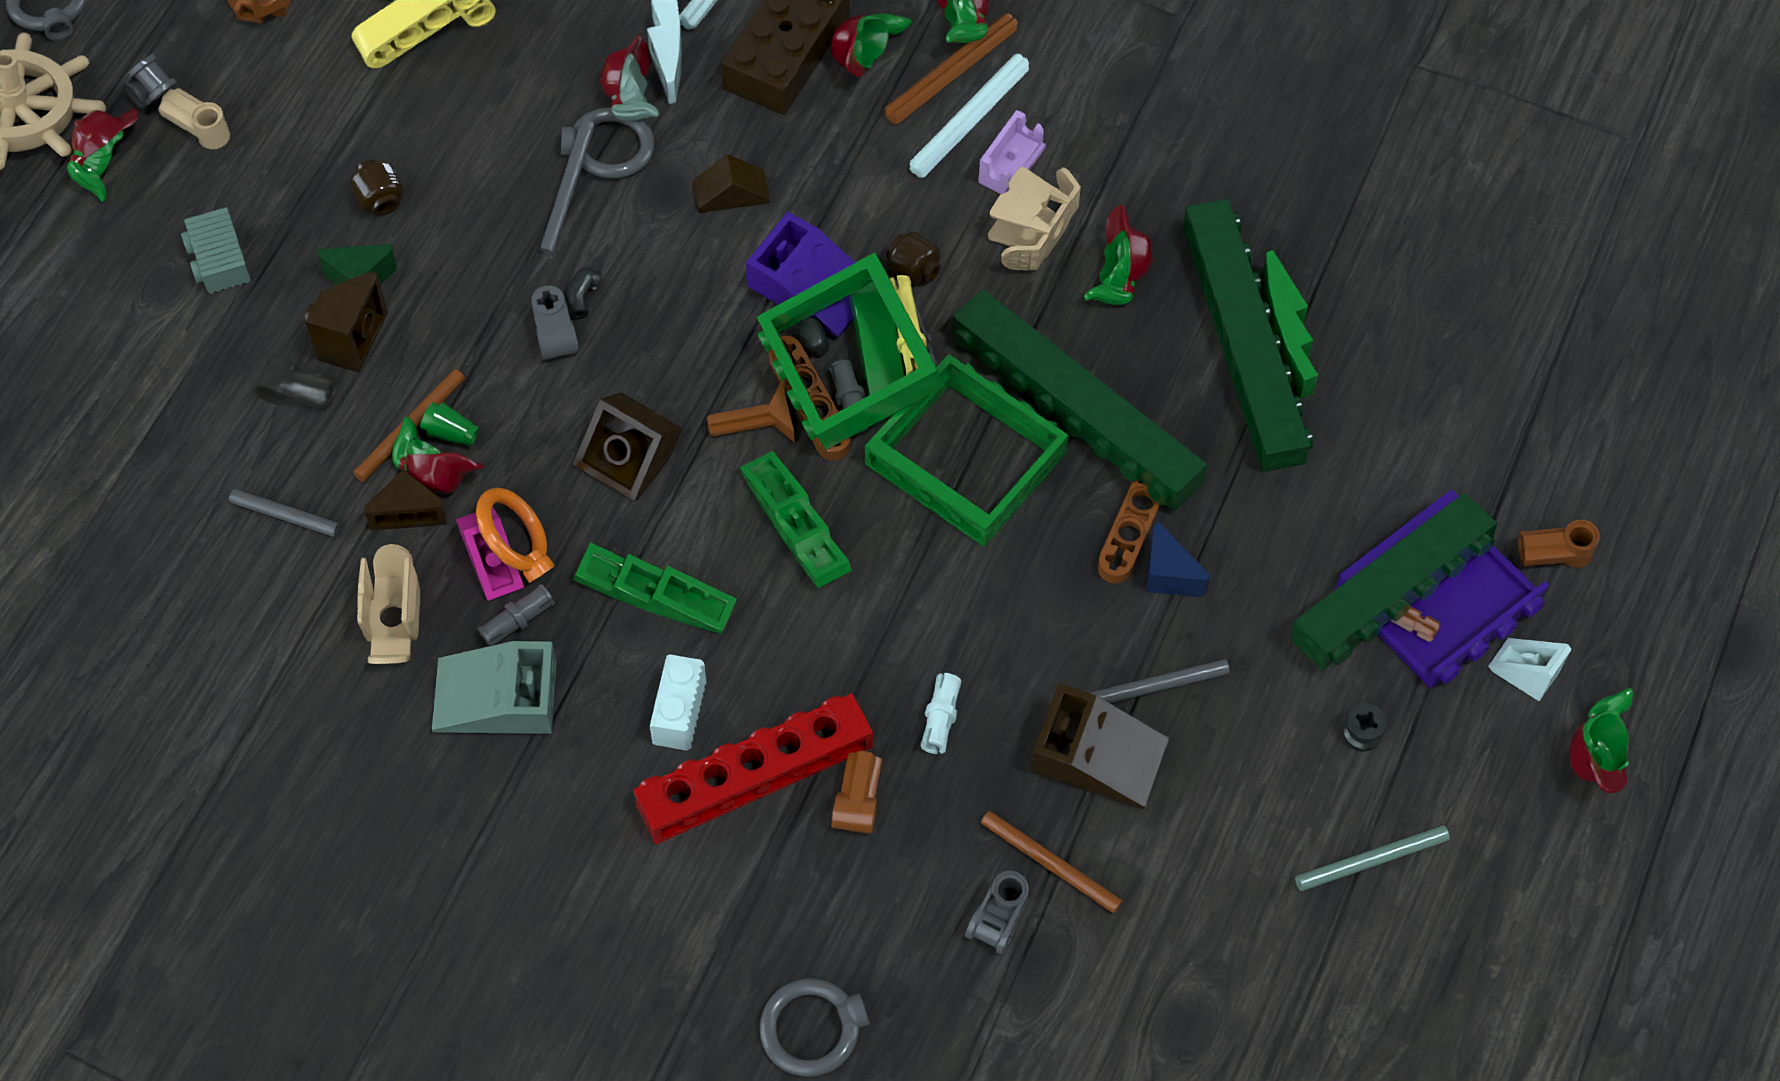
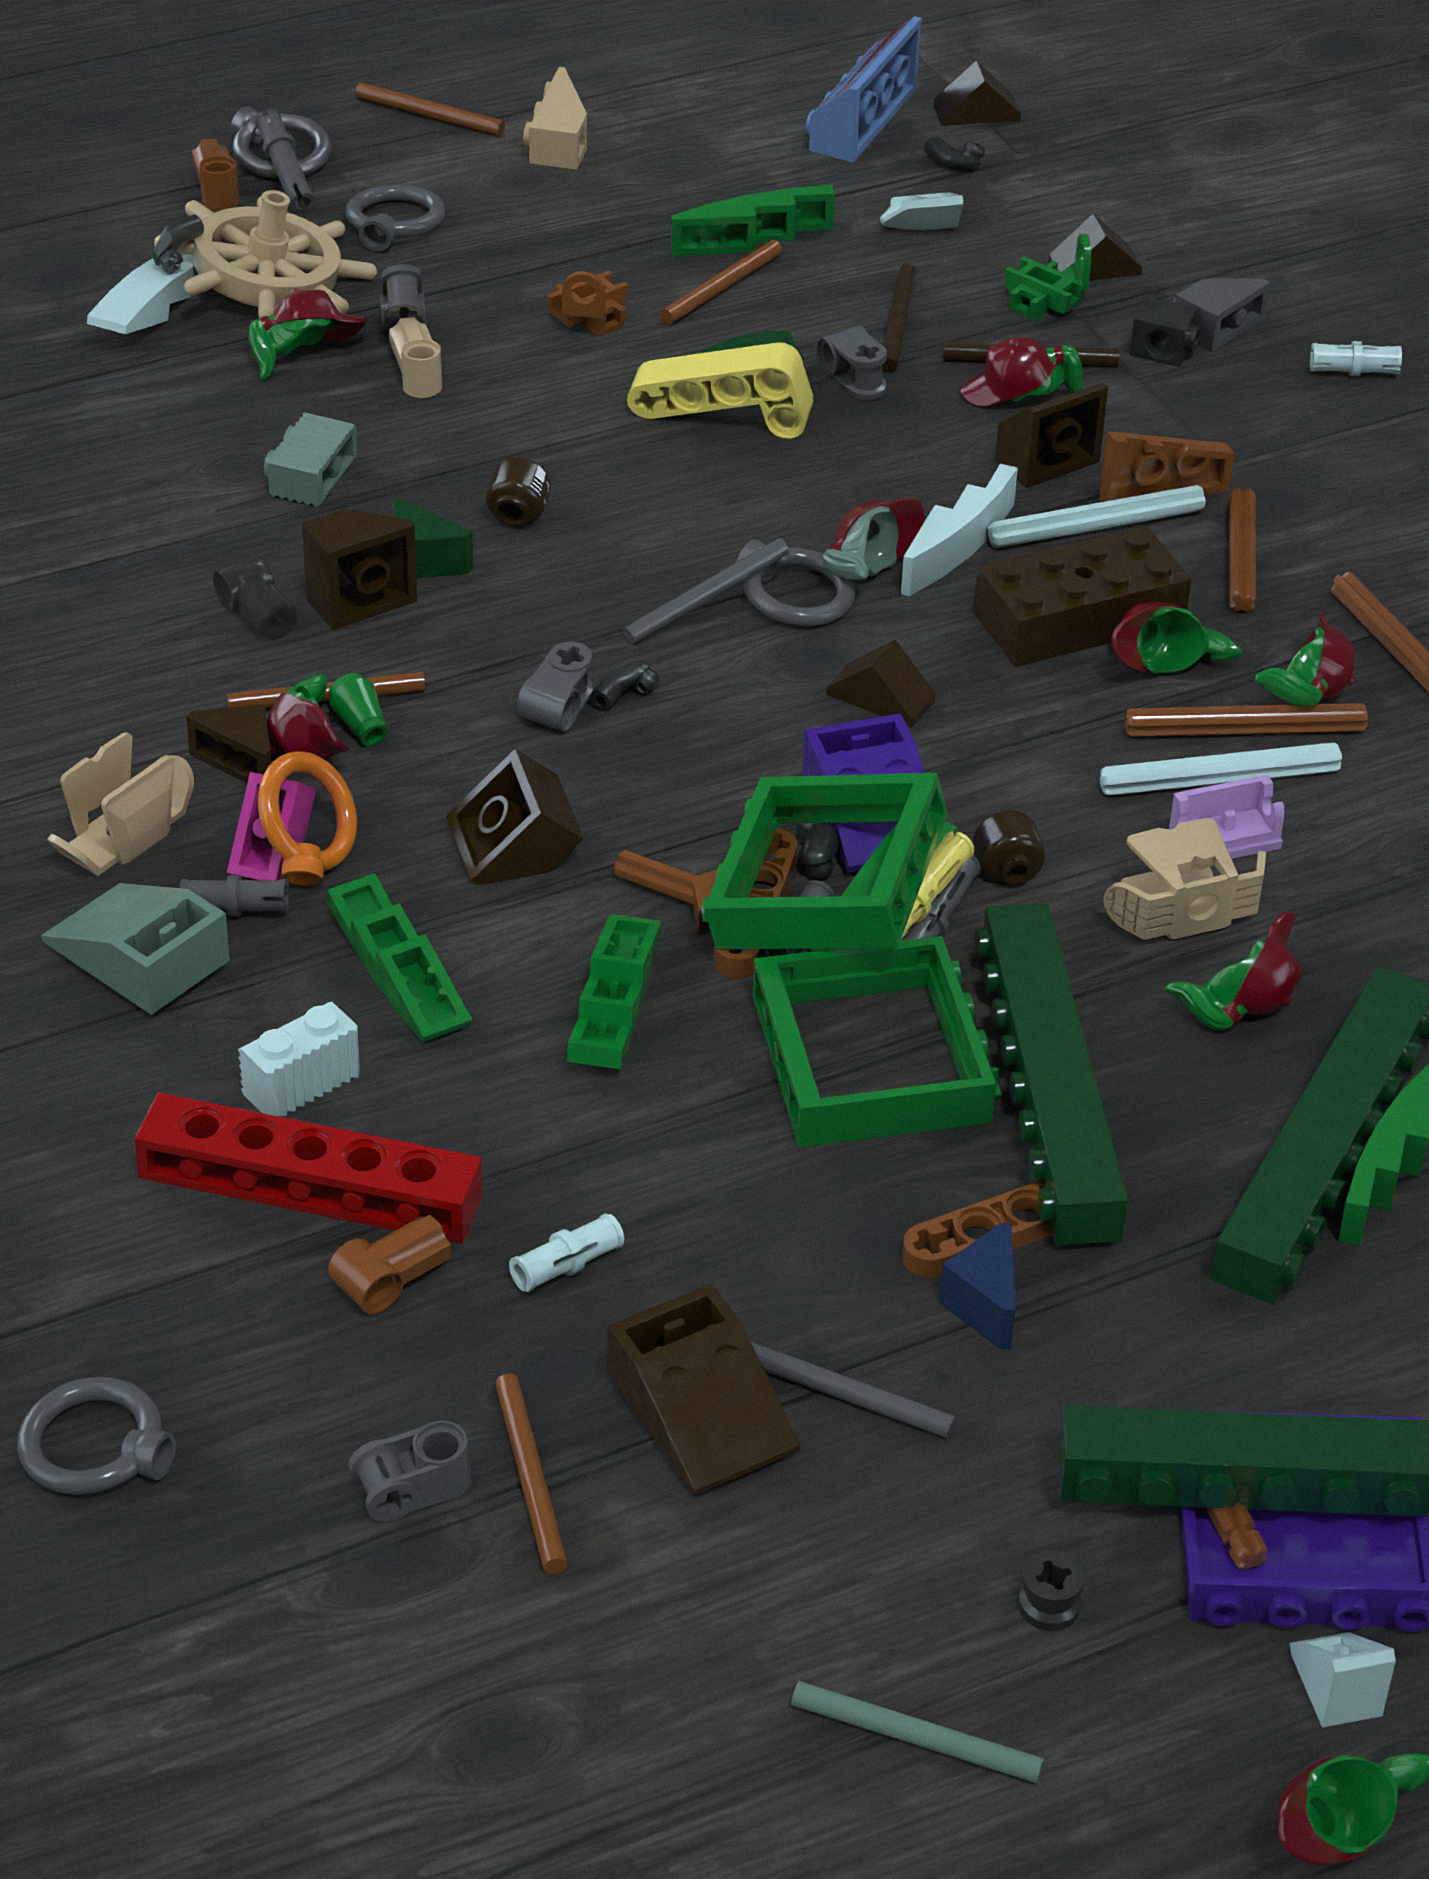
camera: 40 degrees right, 20 degrees down
(284, 512) = (126, 690): dark grey bar -> none

